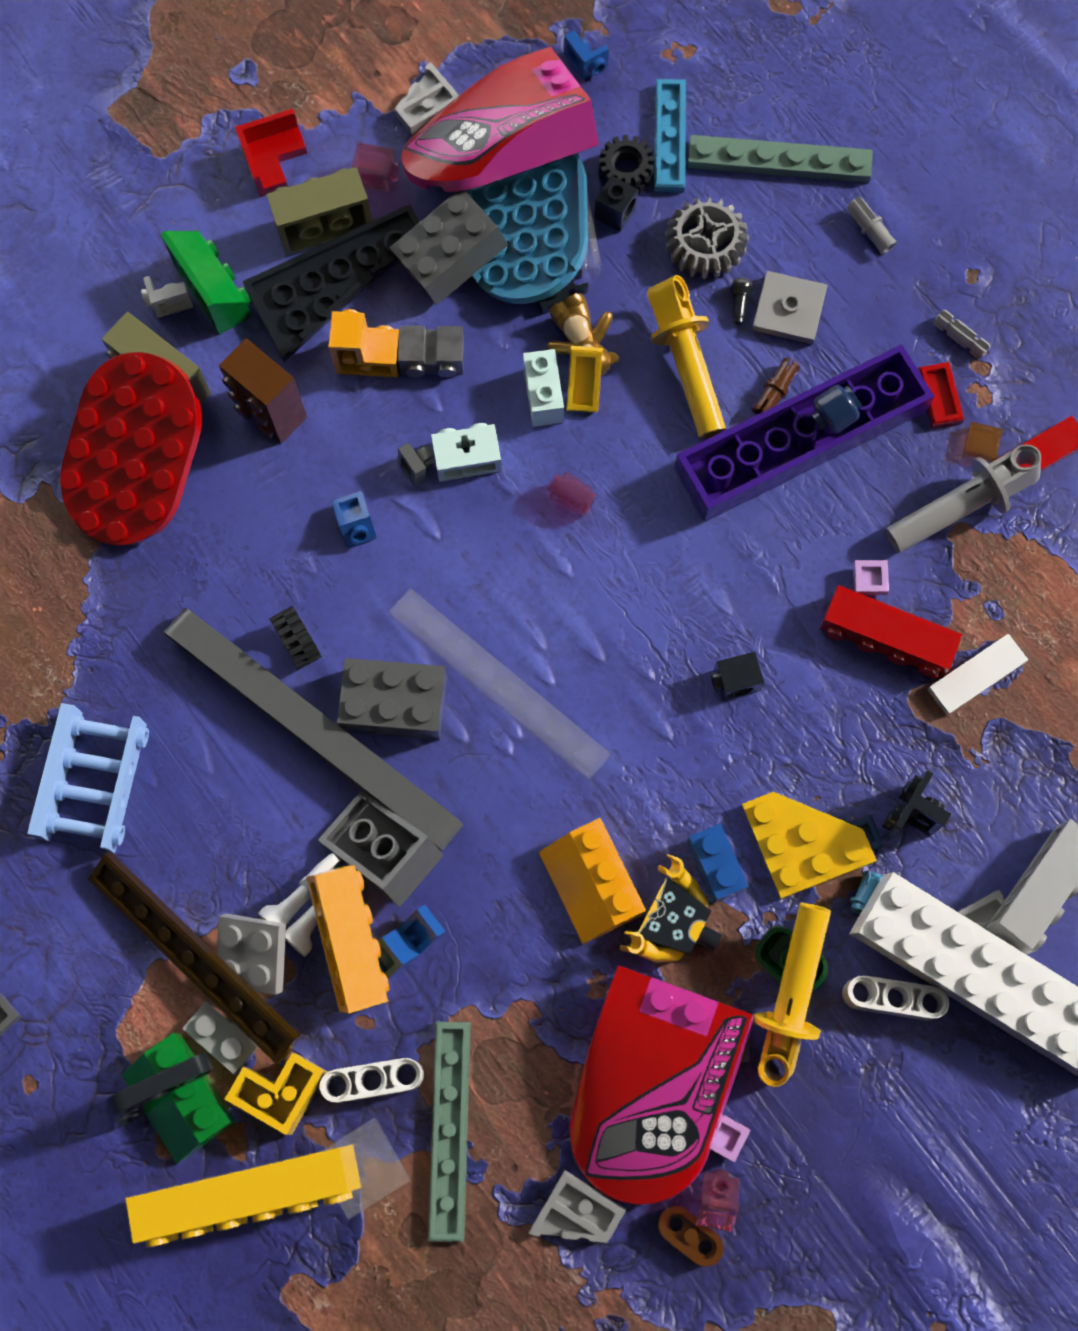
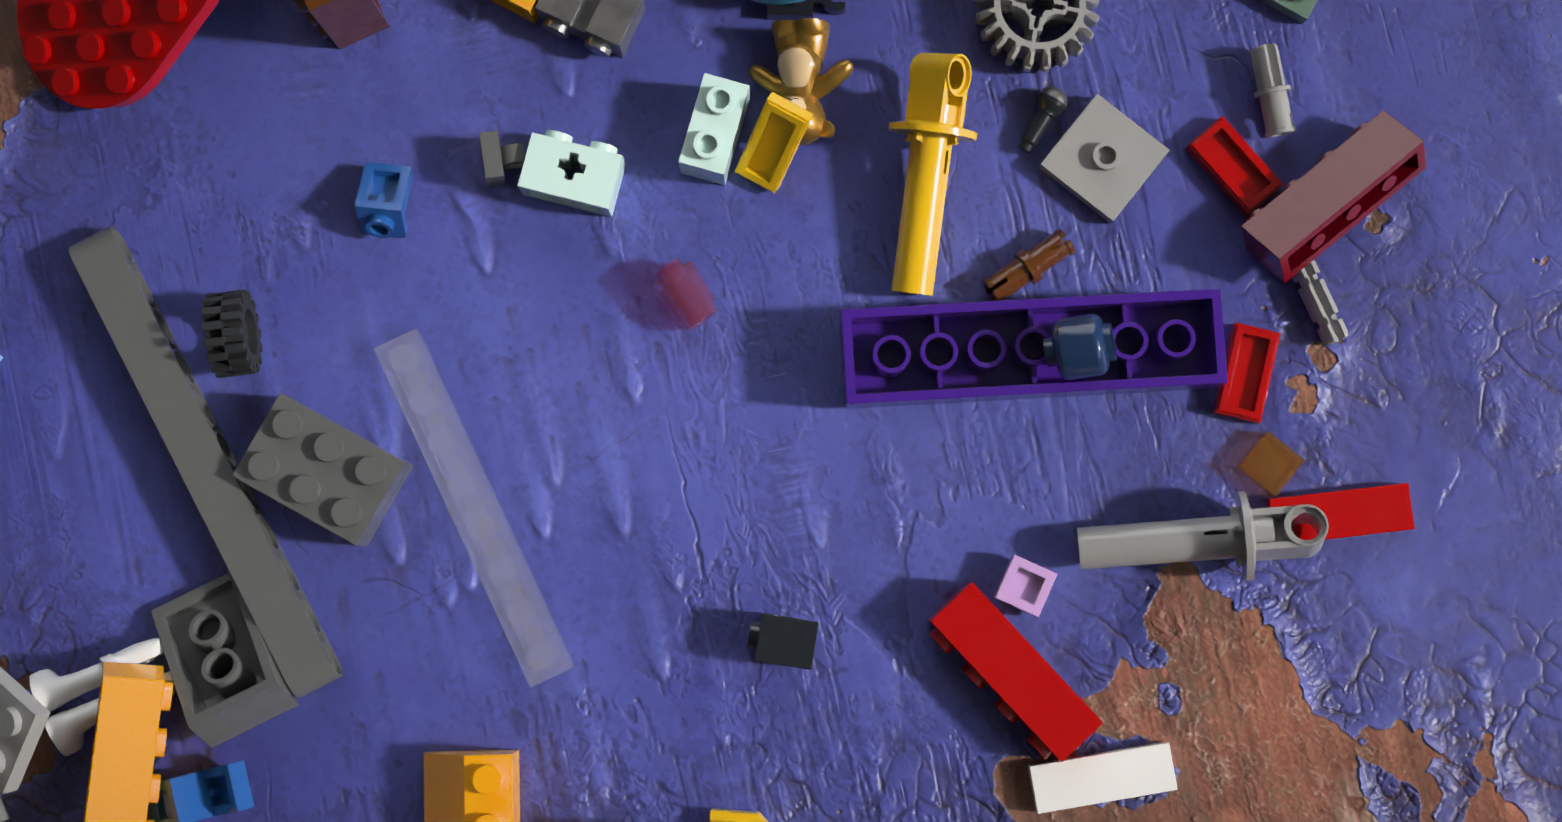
camera: 20 degrees right, 10 degrees up
(870, 279) = (1234, 166): none -> red tile
(940, 267) = (1334, 195): none -> brick

